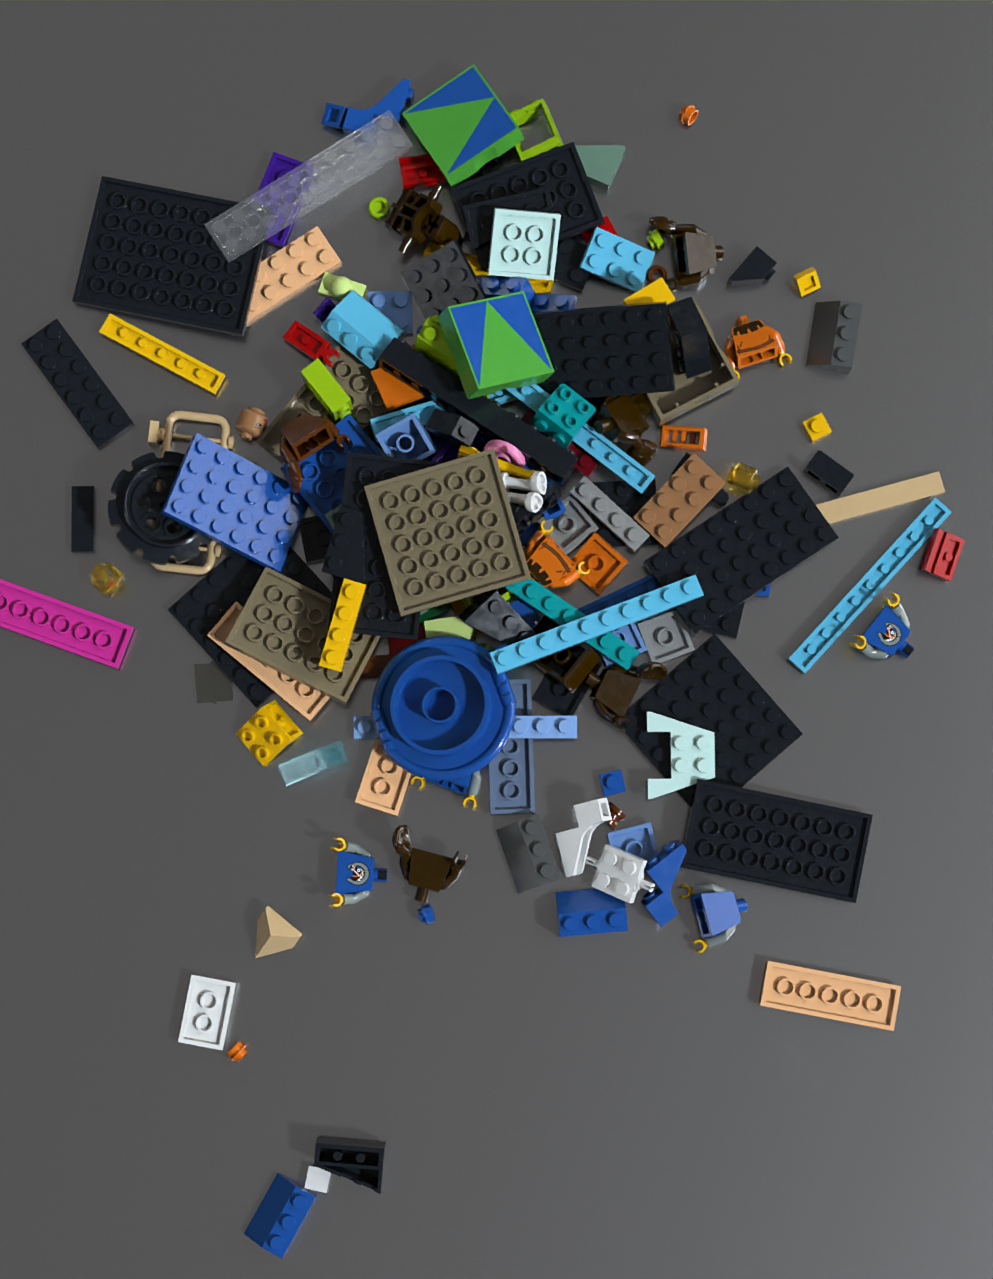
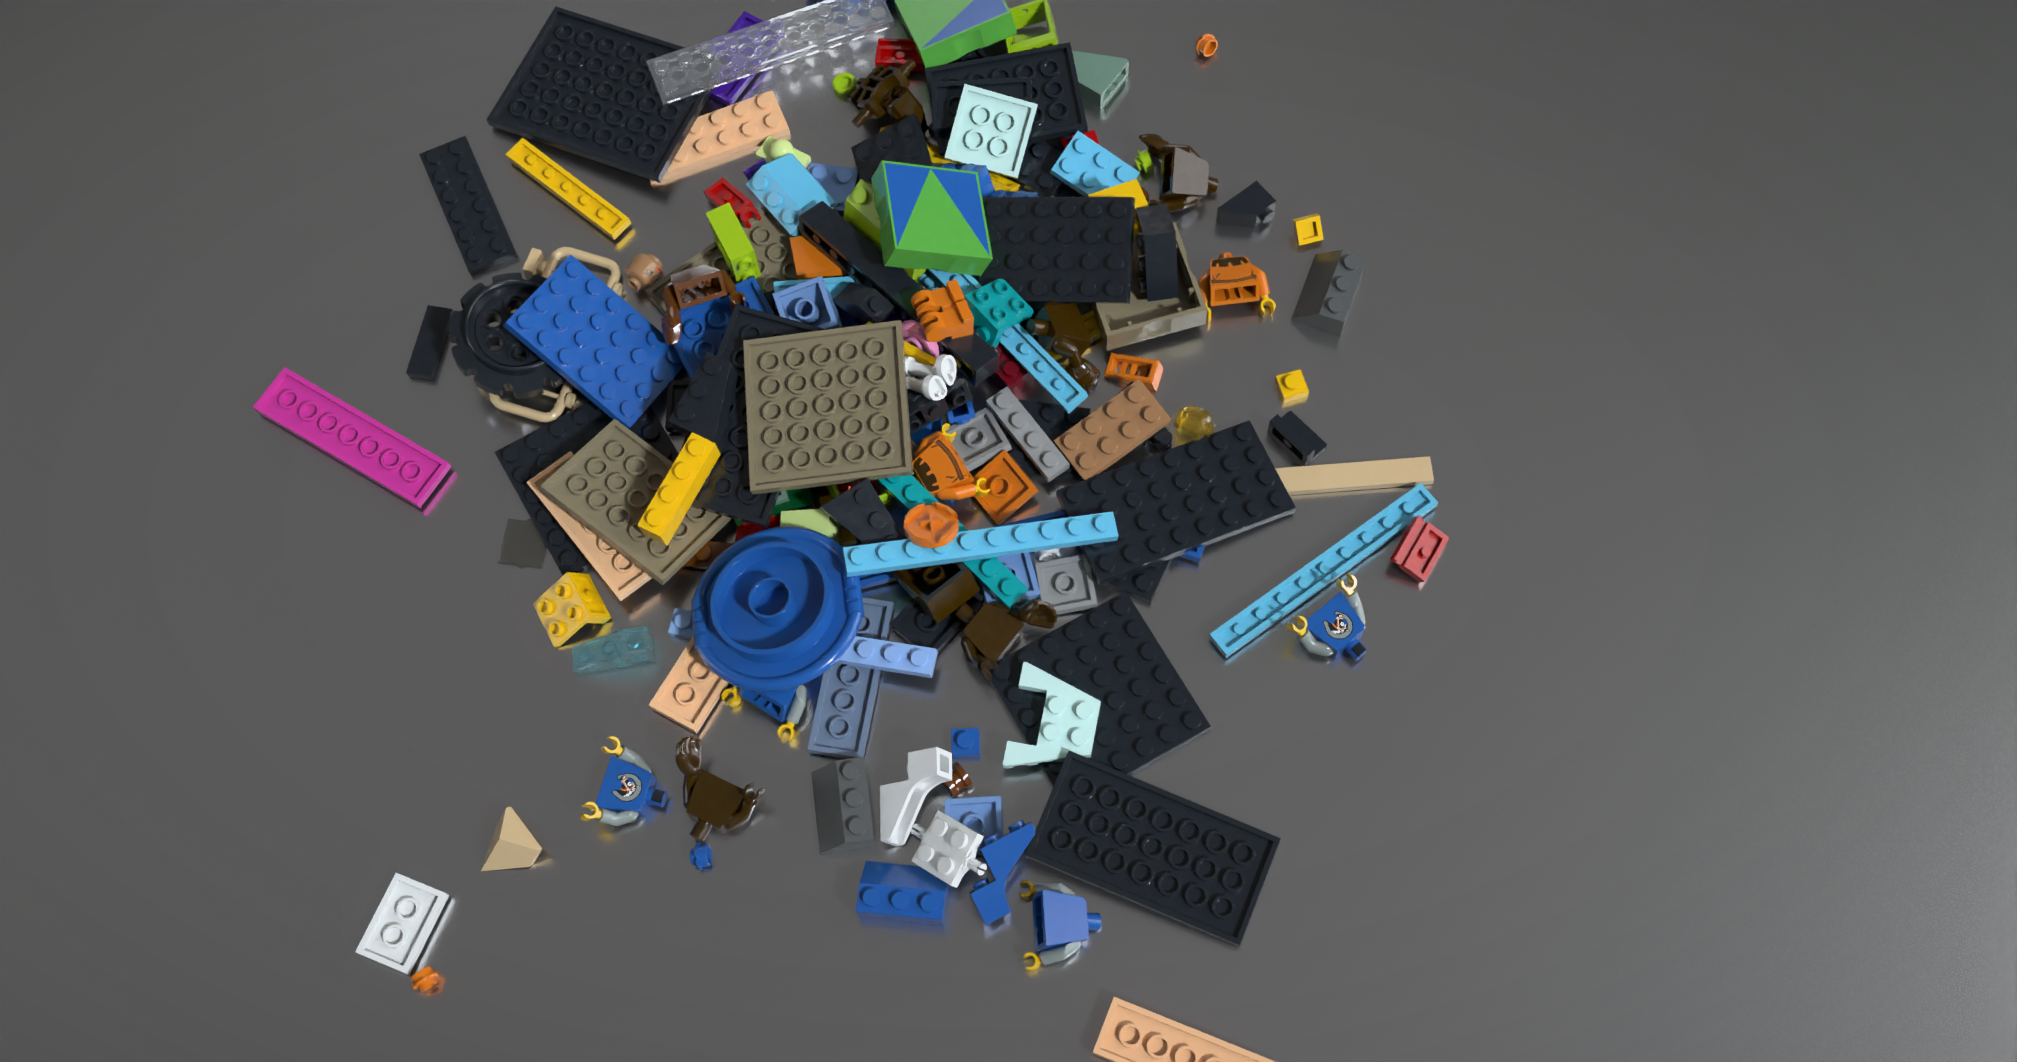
camera: 20 degrees right, 15 degrees down
(106, 578) = (435, 406): clear yellow head -> none
(535, 430) = (943, 312): none -> orange legs
(555, 619) = (931, 525): none -> orange tile

